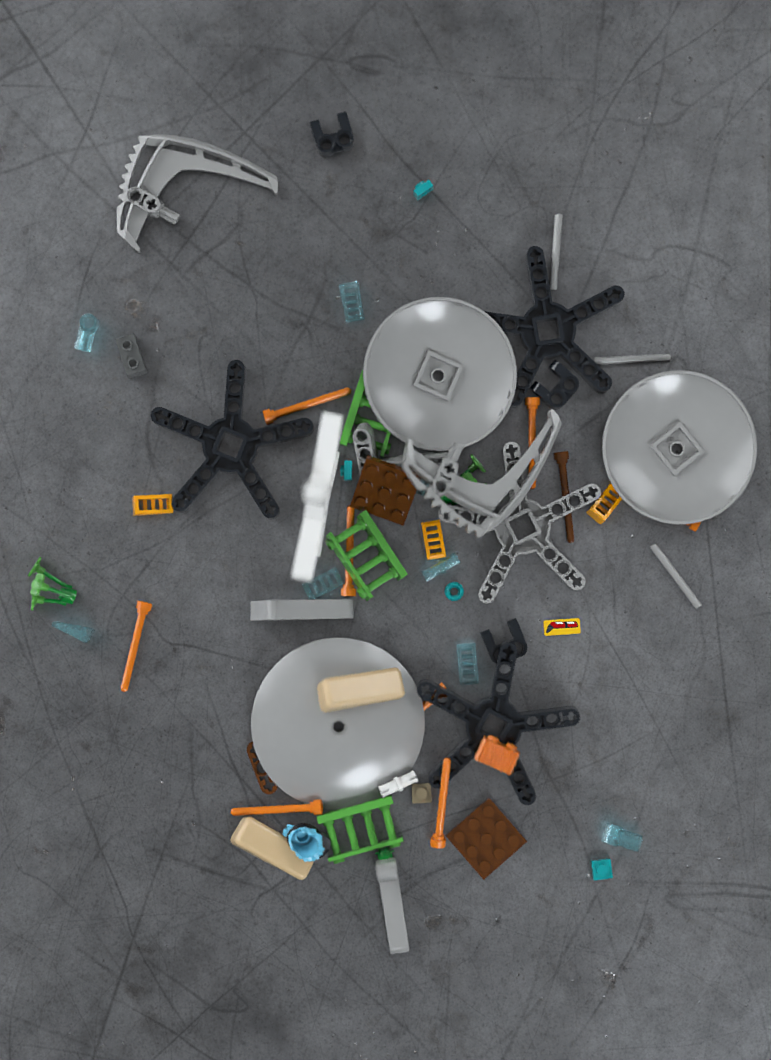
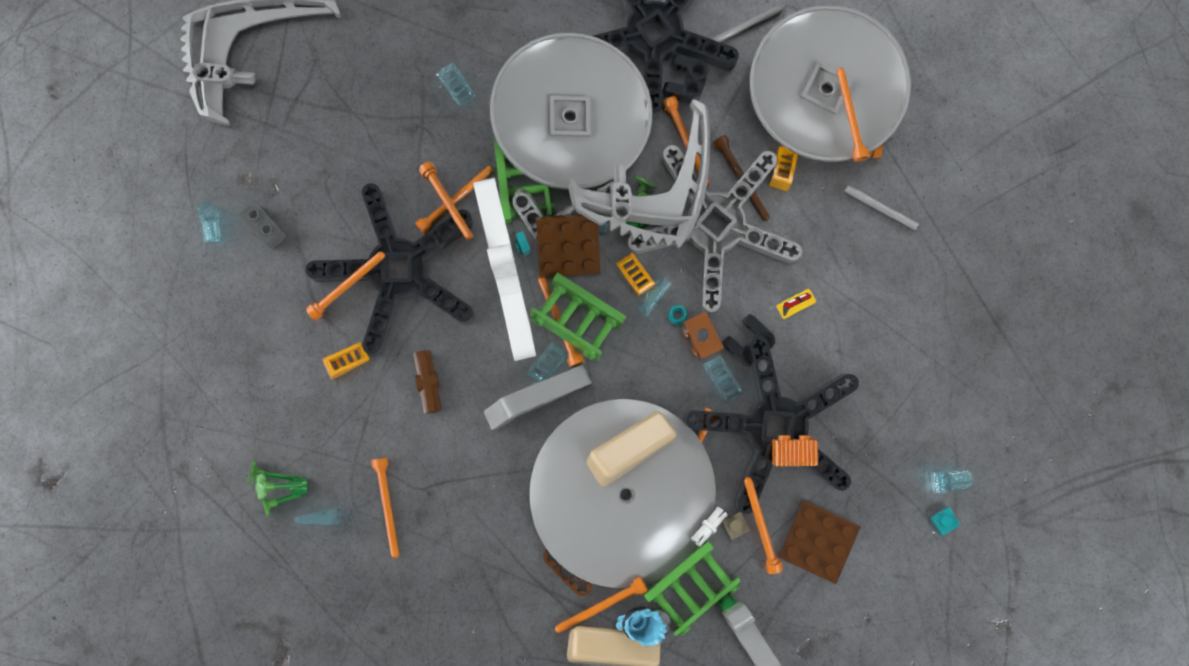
camera: 30 degrees left, 5 degrees down
(146, 450) = (316, 309): none -> orange piece
(213, 554) = (427, 381): none -> reddish brown piece
(293, 370) = (428, 172): none -> orange piece
(466, 620) = (702, 336): none -> dark orange piece
(675, 520) = (860, 151): none -> orange piece

